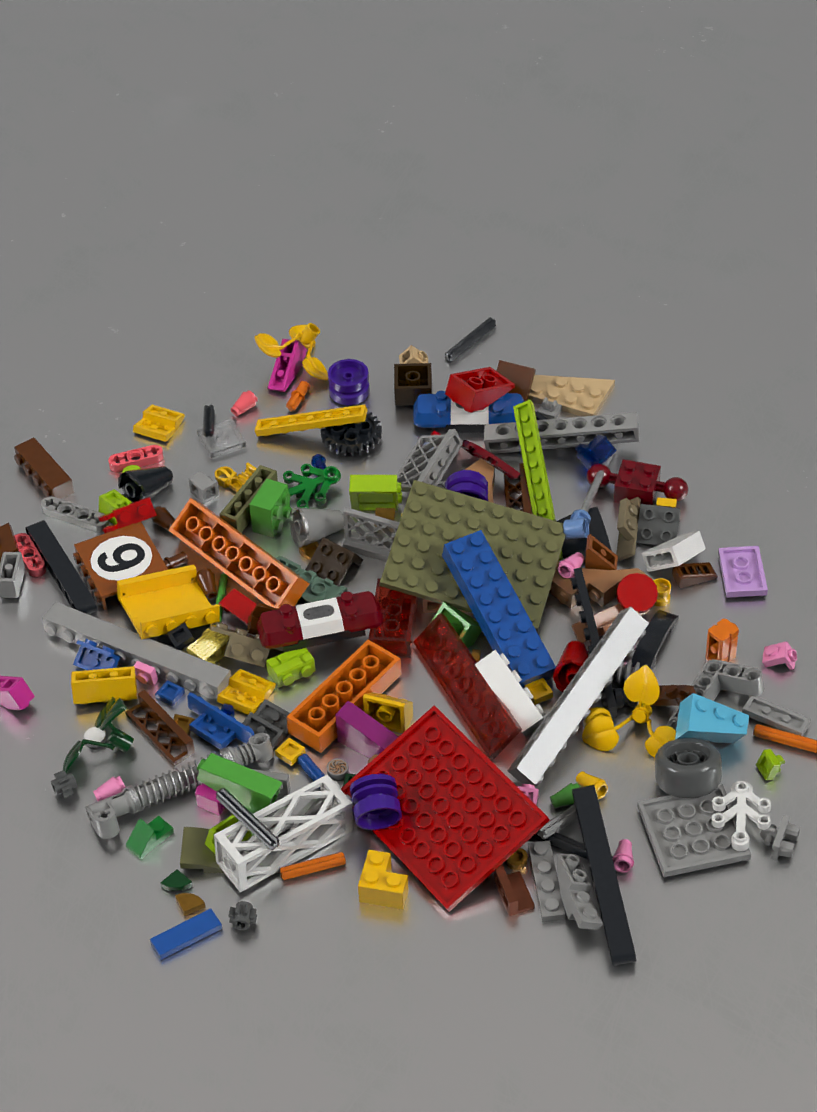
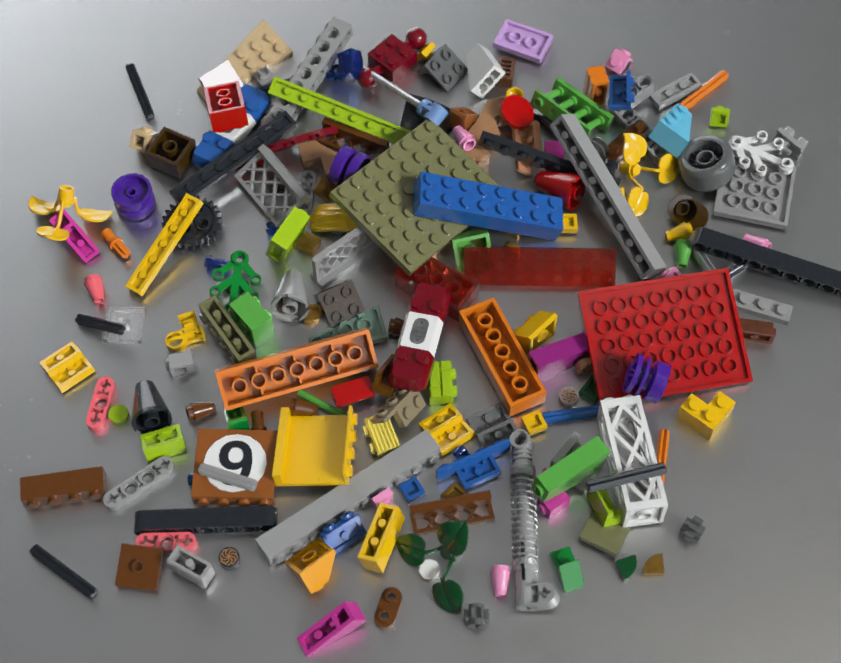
camera: 65 degrees left, 15 degrees up
(36, 600) = (229, 558): none -> tile
(43, 723) = (388, 607): none -> reddish brown plate
(50, 653) = (312, 565): none -> light orange slope
(102, 557) = (227, 477): none -> light grey axle
(129, 514) = (187, 435): red hinge -> none
(167, 544) = (237, 419): none -> green slope
(181, 637) = (365, 451): black tile -> none
(186, 933) = (685, 581): blue tile -> none
(433, 421) = (234, 157): none -> black plate
(508, 689) = (569, 237): white brick -> none
(574, 891) = (775, 288): light grey slope -> none
(619, 776) = (687, 209): none -> dark brown piece
(627, 527) = (435, 88): dark tan bracket -> none
(695, 636) = (575, 100): none -> bright green fence
(721, 659) = (620, 91): none -> blue bracket

